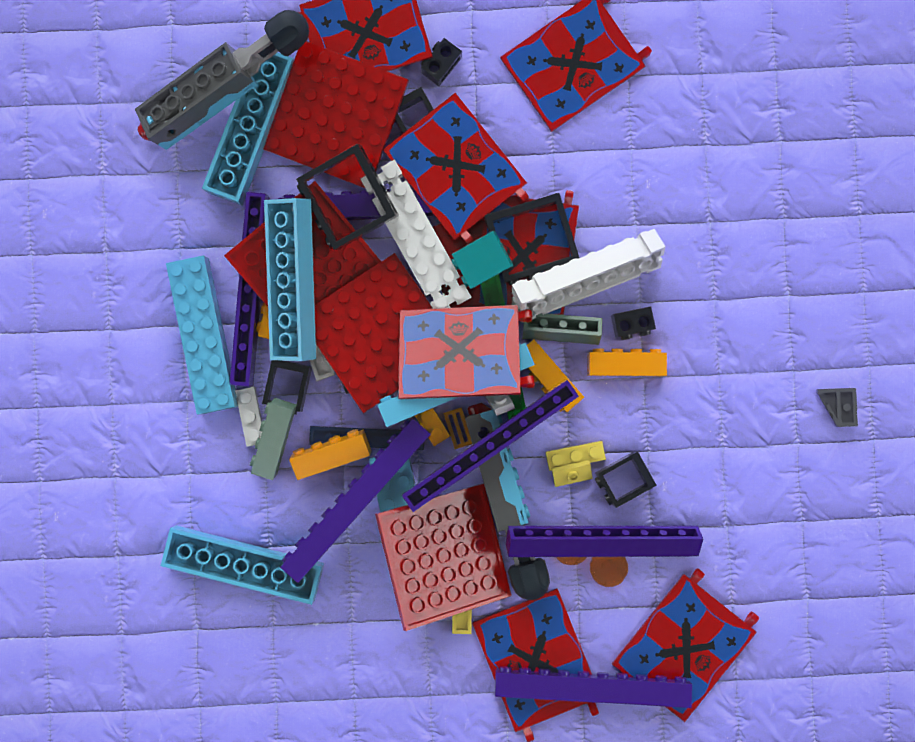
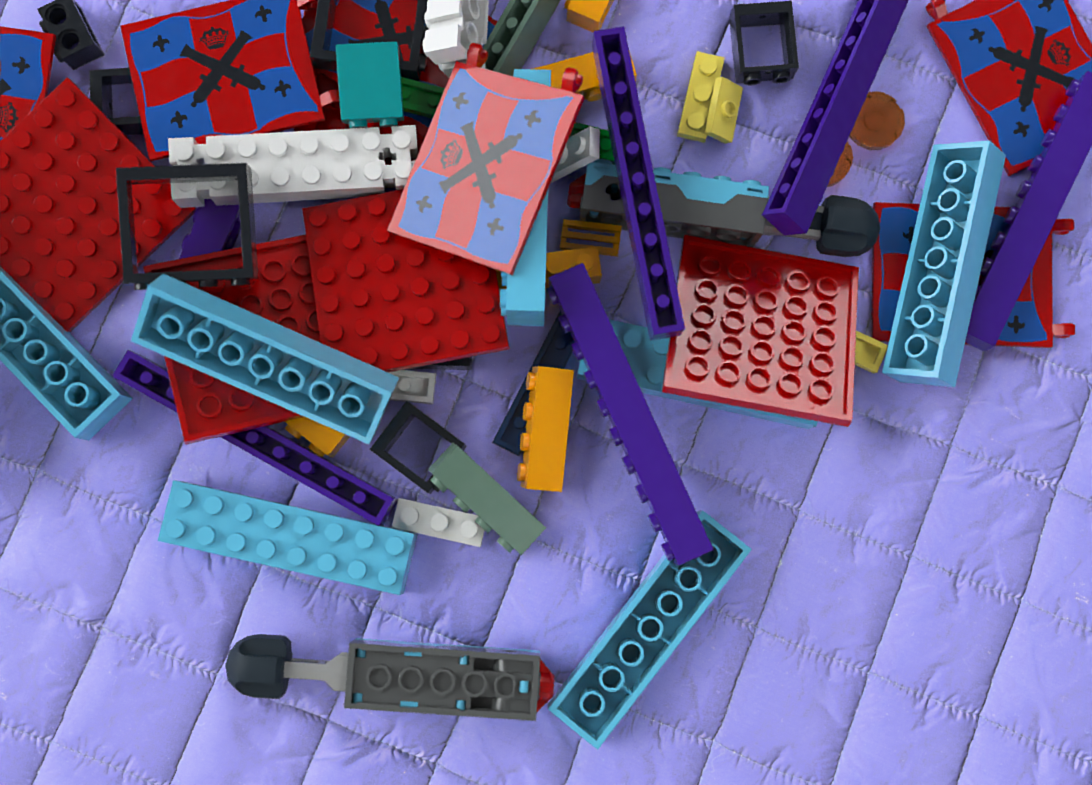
camera: 70 degrees left, 5 degrees down
(153, 438) = (402, 676): none -> dark grey piece
(532, 646) = (944, 263): none -> medium azure brick

